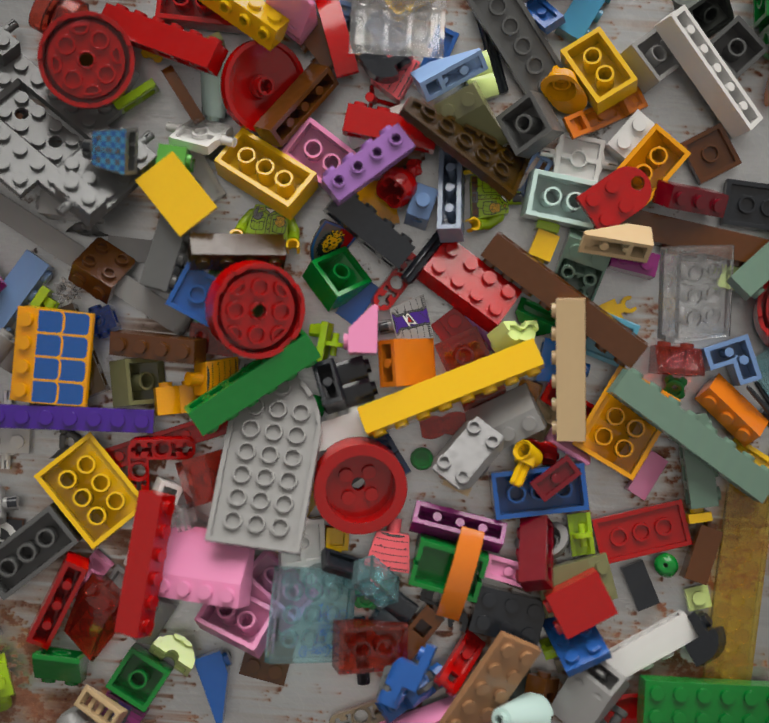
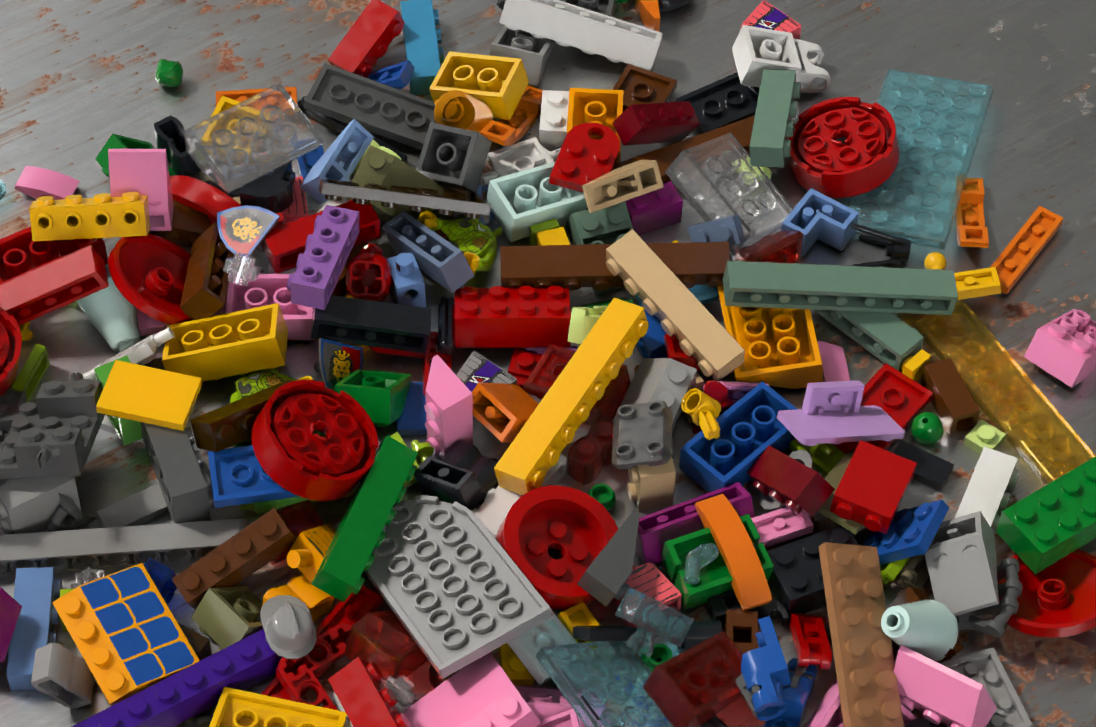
camera: 30 degrees left, 35 degrees down
(100, 269) = (114, 539): reddish brown bracket -> none
(114, 150) = (51, 390): torso -> none
(154, 420) = (288, 626): none -> light grey piece
(183, 95) = (80, 337): reddish brown piece -> none
(313, 125) = (241, 269): none -> clear gear
(341, 90) = (245, 228): none -> shield
(378, 529) = (614, 564): none -> dark grey slope
(429, 568) = (698, 559): none -> clear light blue arm
(555, 478) = (746, 404): dark red plate -> none
(604, 533) = (834, 416): none -> lavender bracket
(656, 321) = (718, 230): none -> sand blue plate
(710, 640) = (1031, 454): black brick -> none
(732, 410) = (857, 255): orange brick -> none

